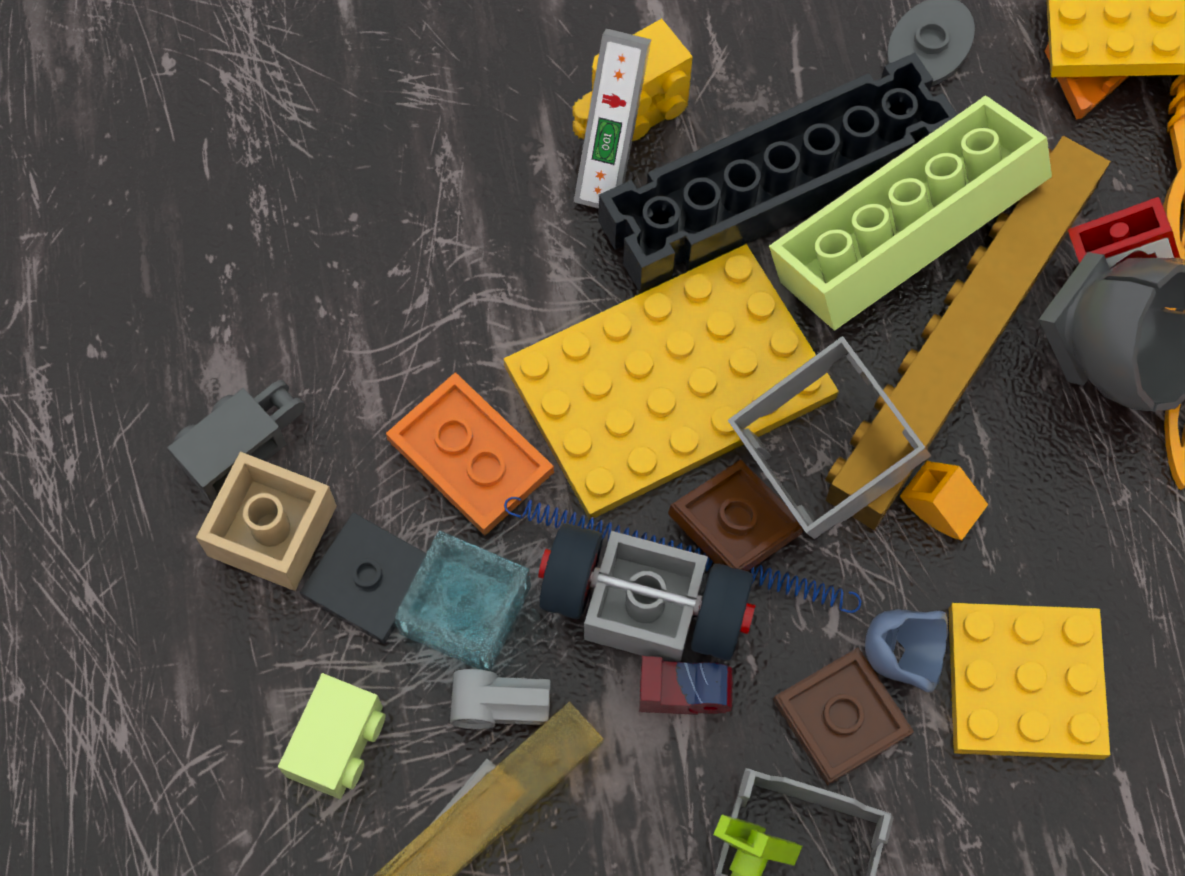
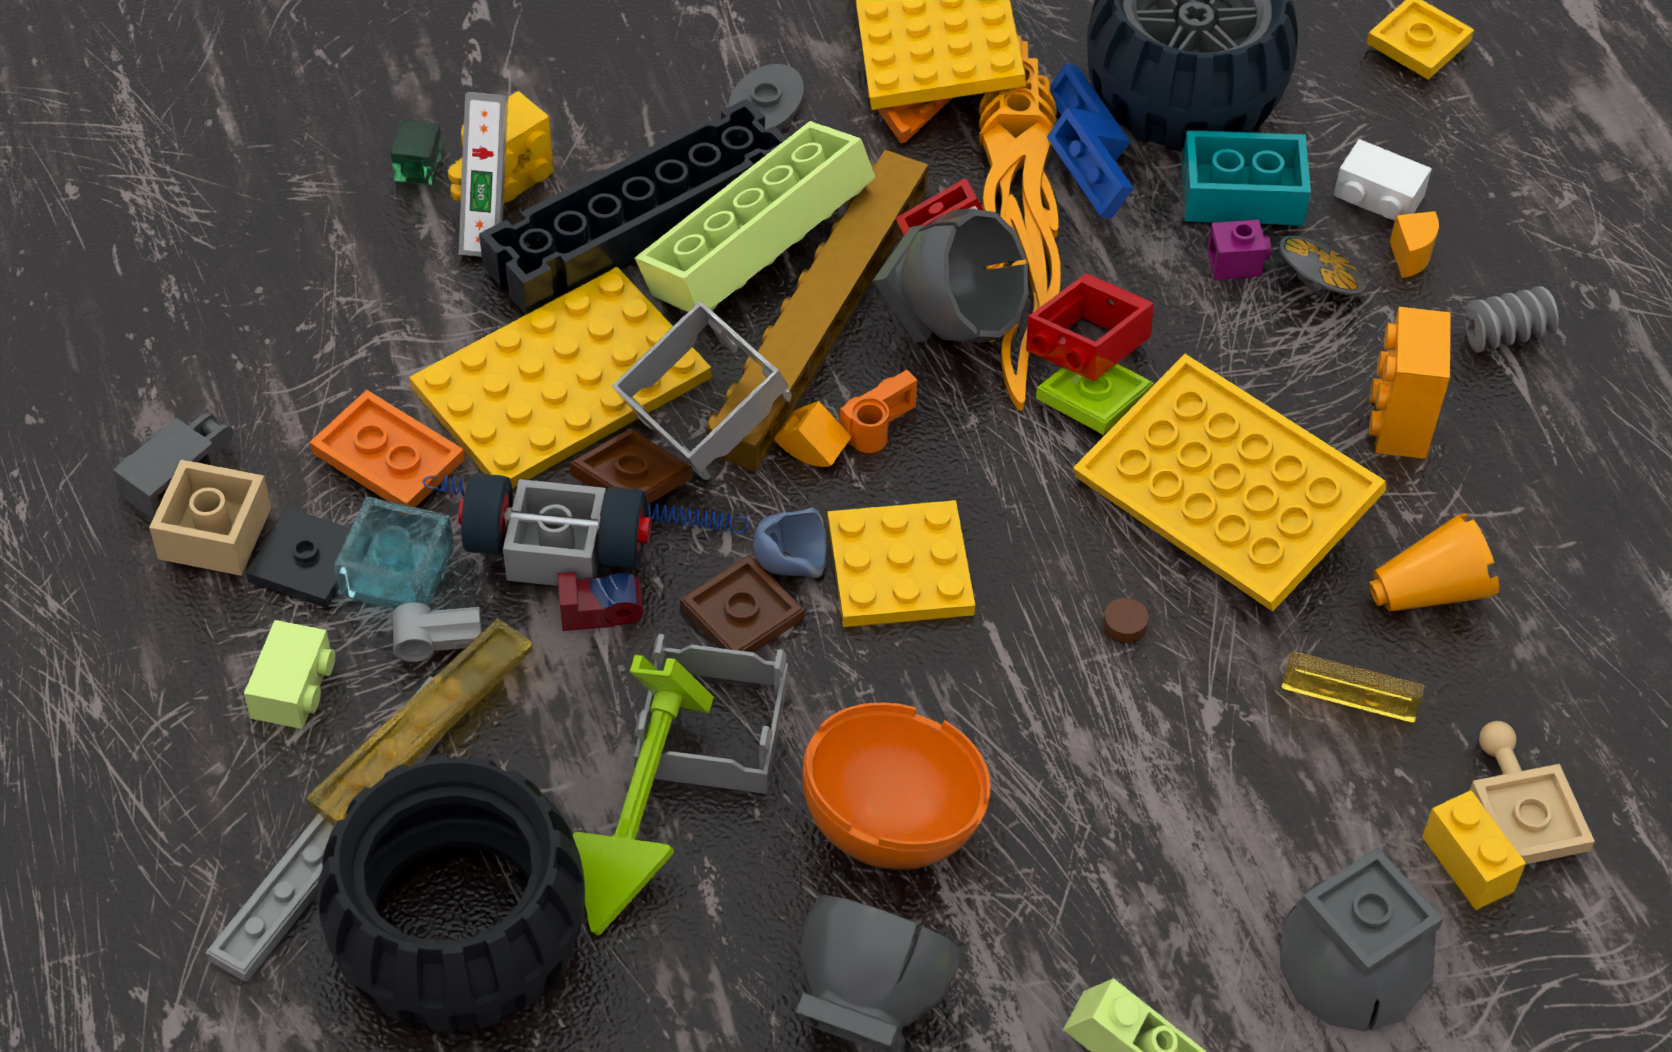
camera: 10 degrees left, 15 degrees down
(541, 66) = (417, 151): none -> clear green brick
(1021, 476) = (868, 416): none -> orange plate

